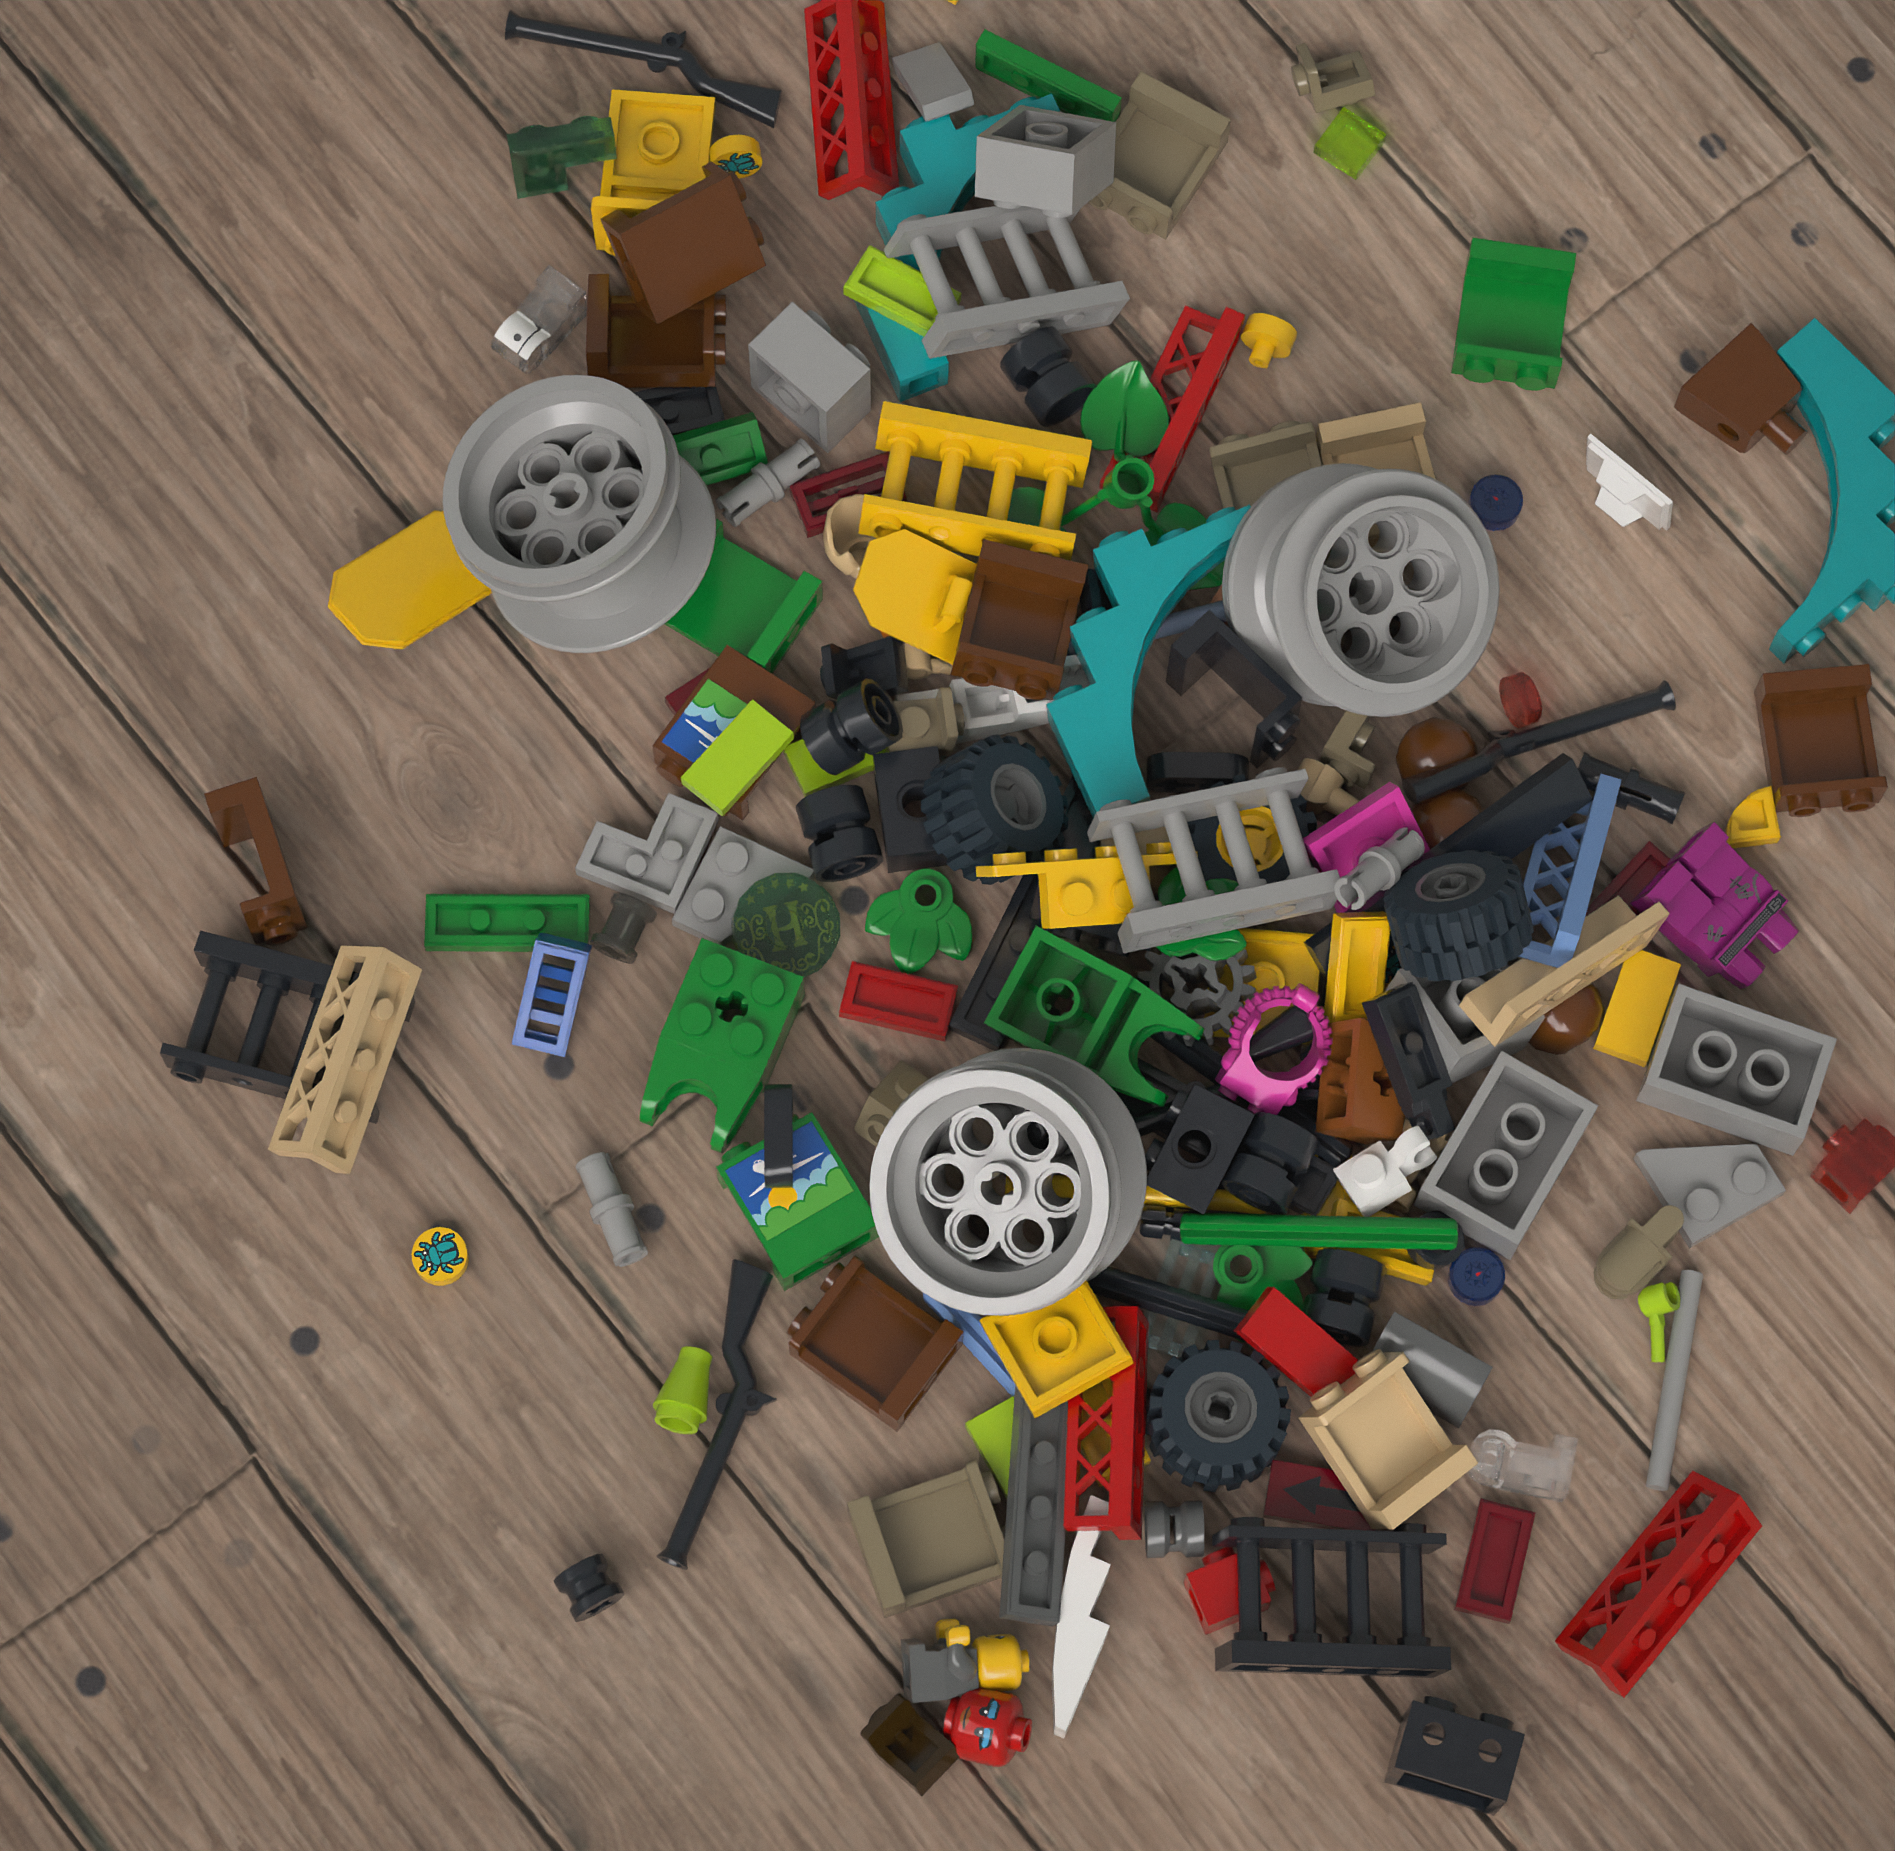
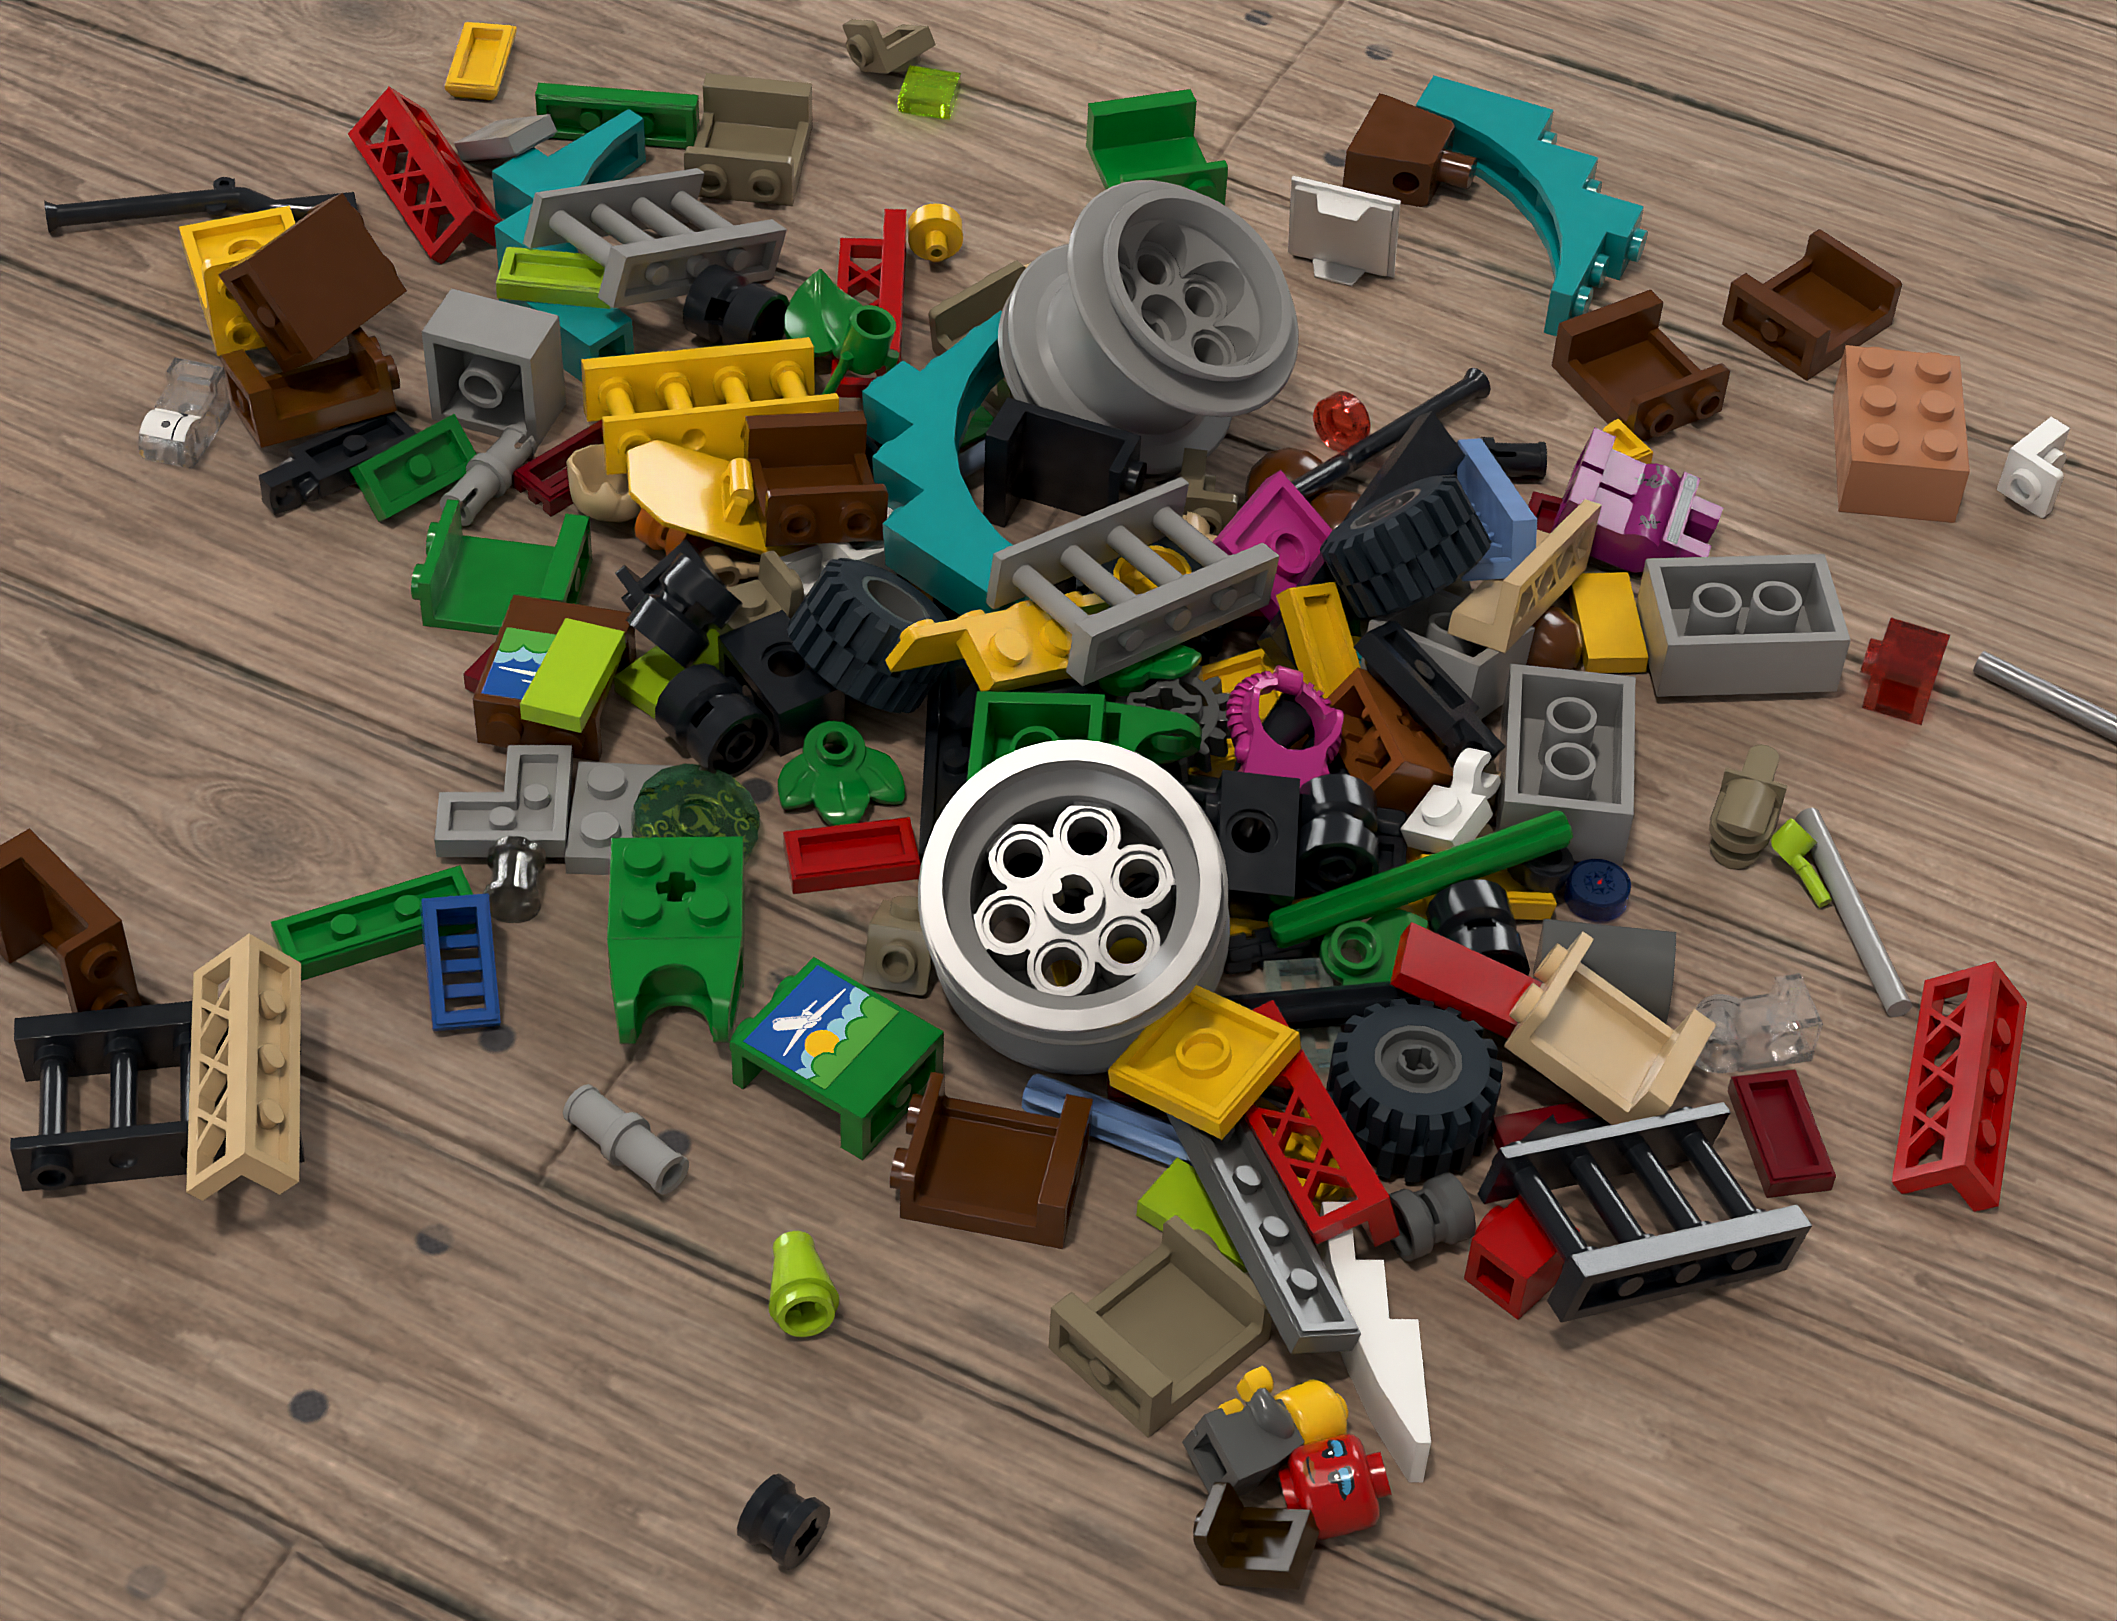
camera: 25 degrees left, 25 degrees down
(404, 586) = (140, 649): yellow shield -> none
(440, 1256) = (440, 1257): tile -> none
(543, 152) = (132, 265): clear green plate -> none
(552, 481) = (304, 502): light grey wheel -> none
(745, 1297) = (822, 1174): black piece -> none
(778, 1135) = (791, 976): black beam -> none
(1045, 160) = (653, 129): light grey brick -> none
(1379, 868) = (1303, 533): light grey pin -> none
(1457, 1757) = (1872, 1278): black piece -> none
(1710, 1184) = (1792, 723): light grey wing -> none

